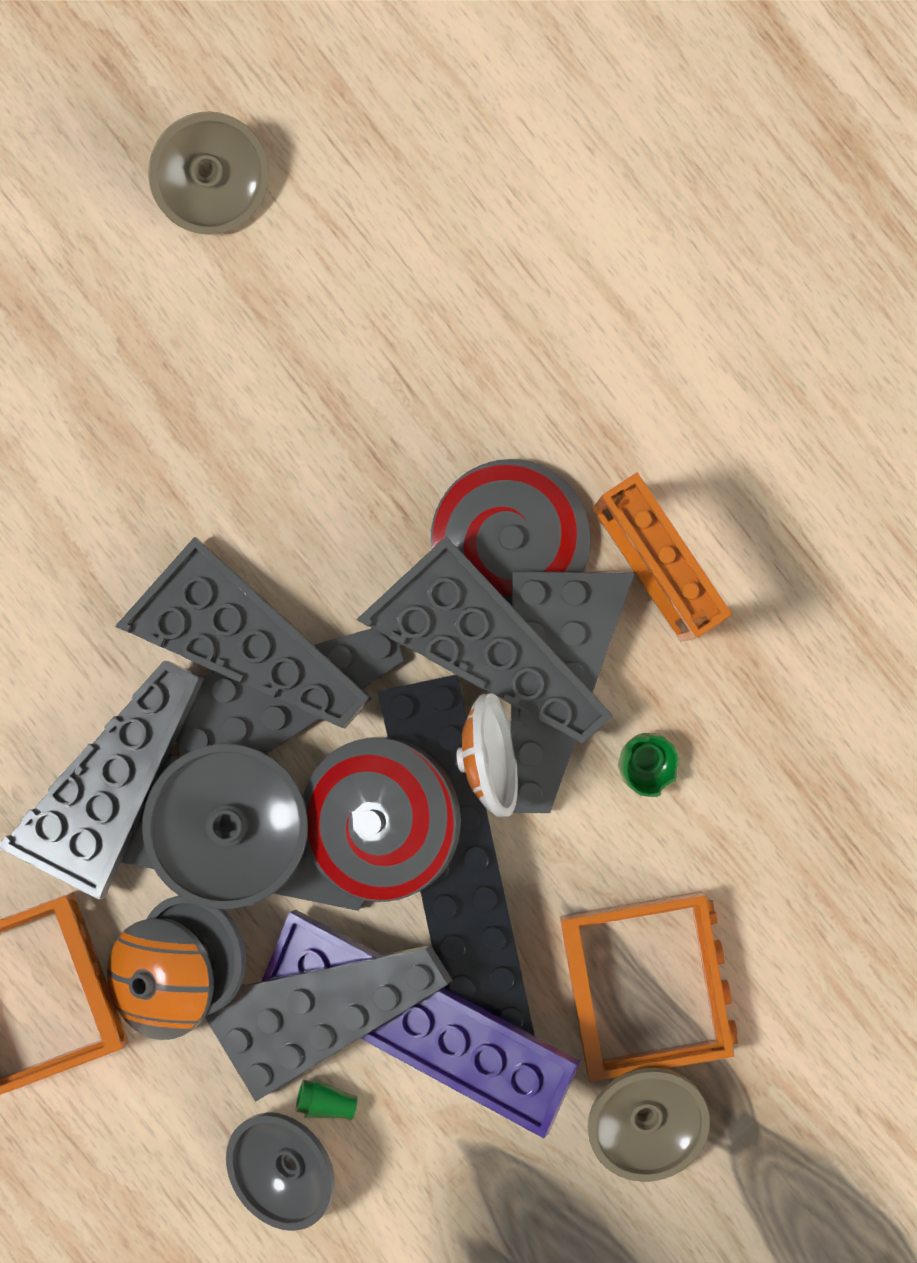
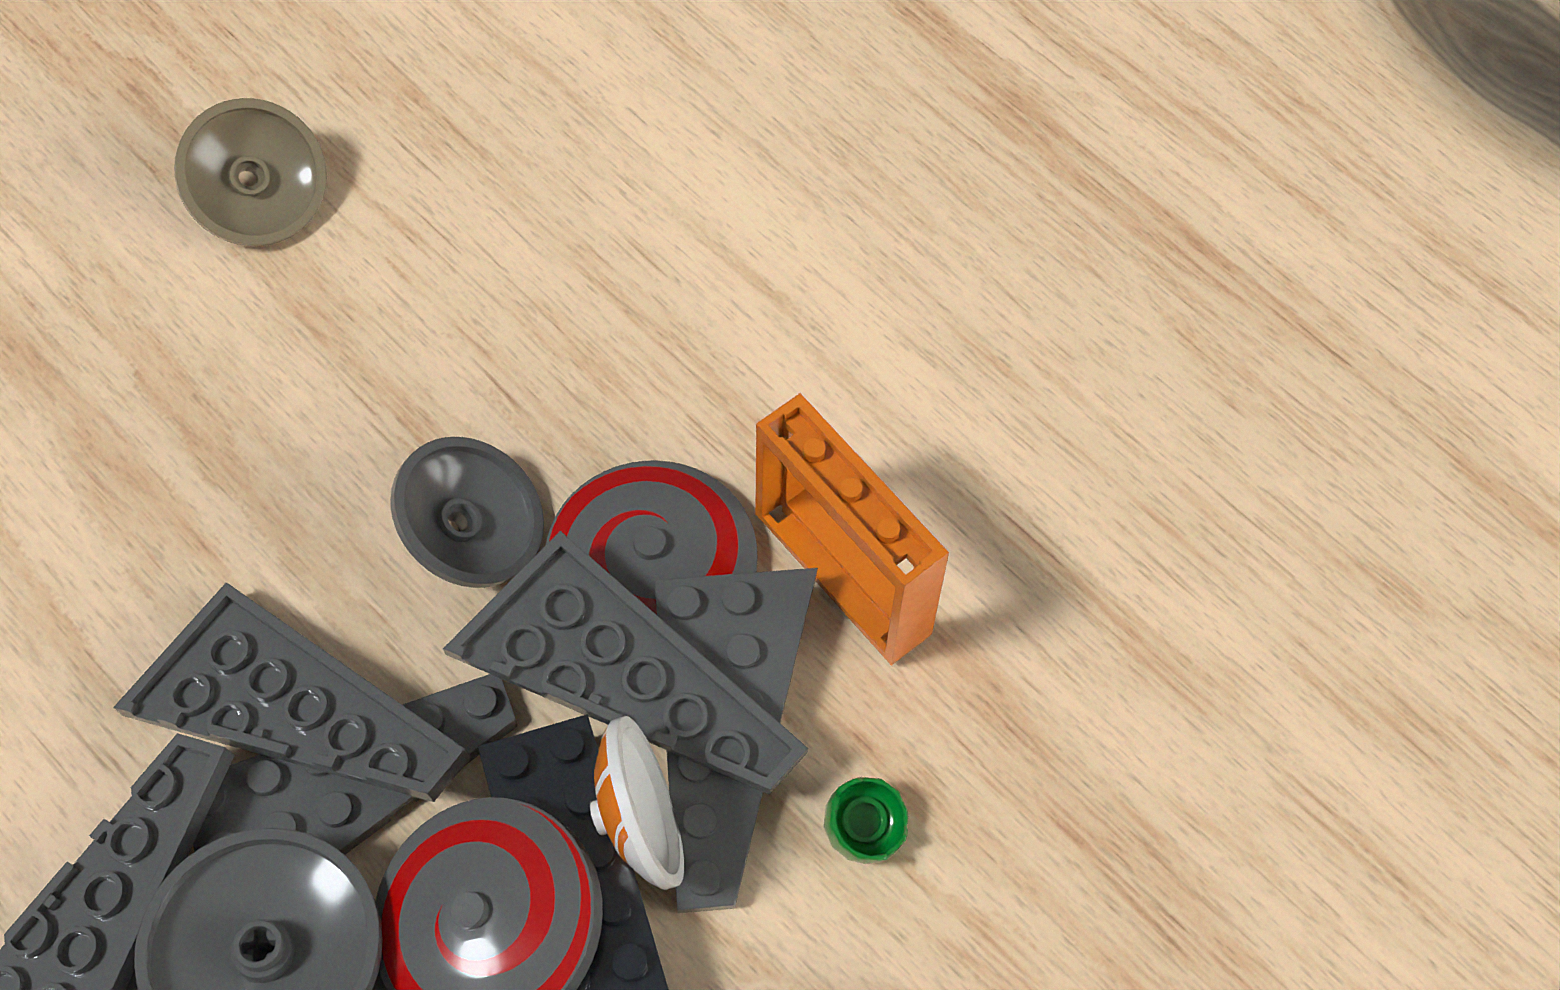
camera: 10 degrees left, 25 degrees down
(395, 497) = (480, 493): none -> dark grey dish

